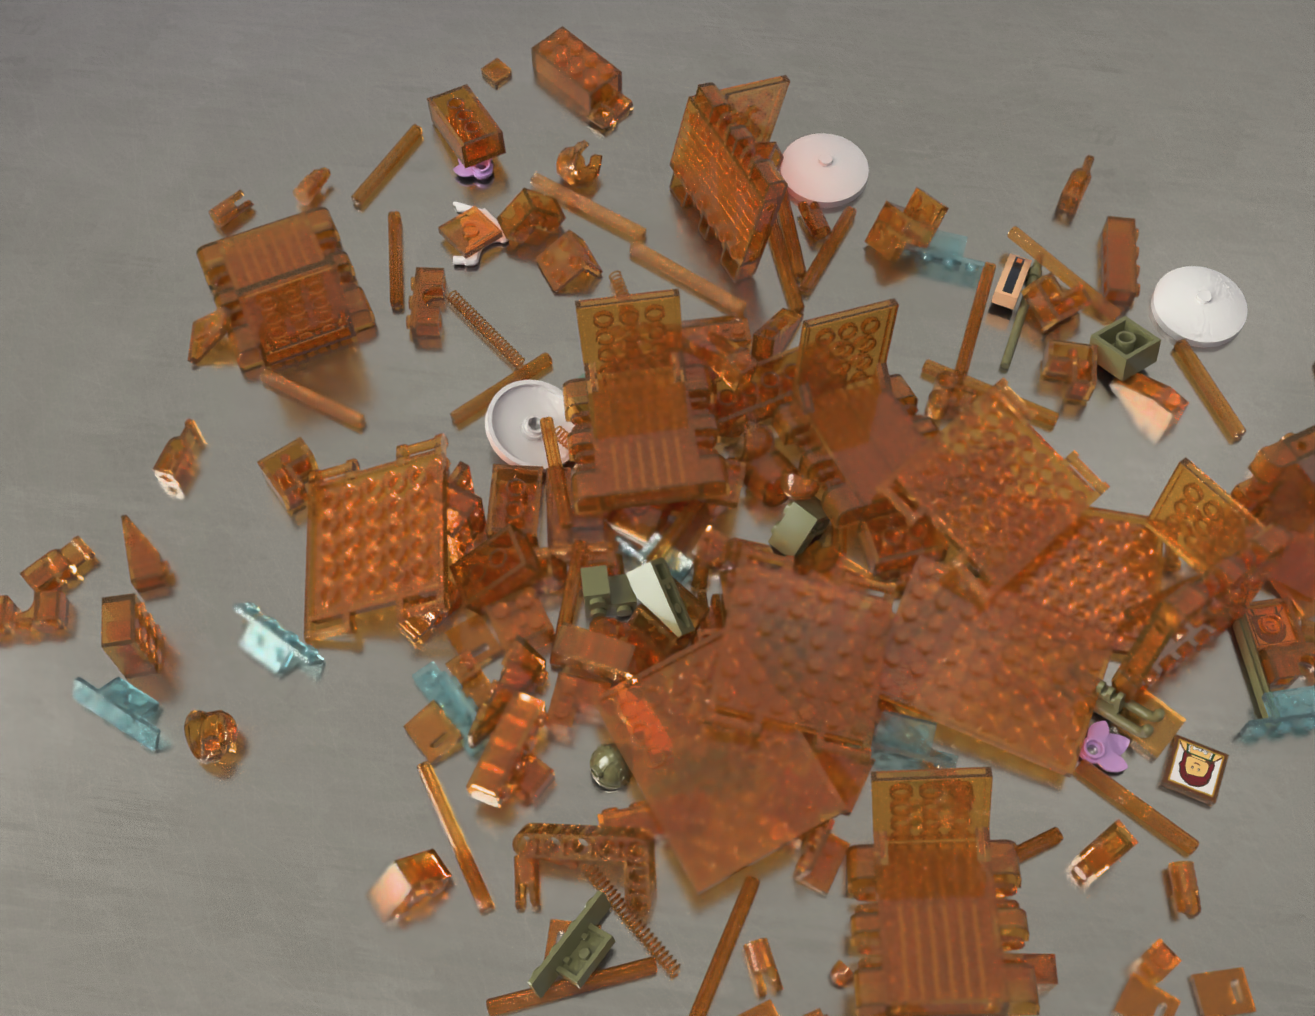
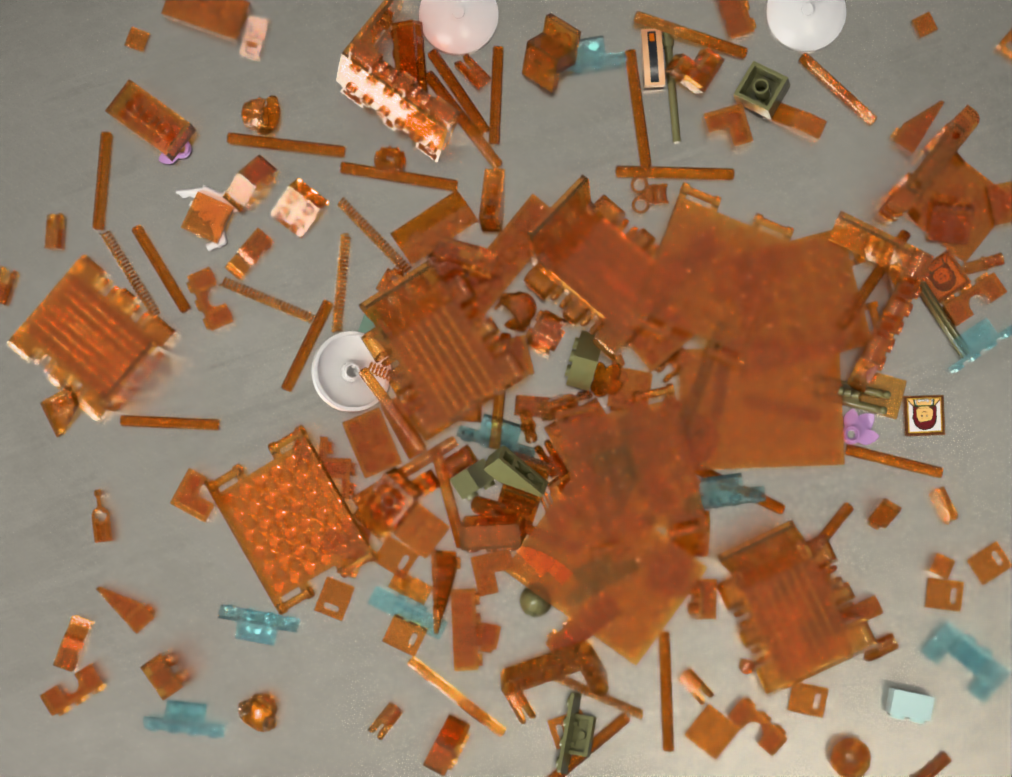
camera: 20 degrees left, 25 degrees up
(359, 819) = (388, 717): none -> clear orange hinge
(362, 243) = (128, 275): none -> clear orange piece
(383, 652) = (337, 594): none -> clear orange piece
(494, 279) = (249, 253): none -> clear orange piece
(561, 359) = (337, 301): none -> clear orange piece
(686, 257) = (388, 166): none -> clear orange gear
(797, 487) = (572, 340): clear orange hair -> none

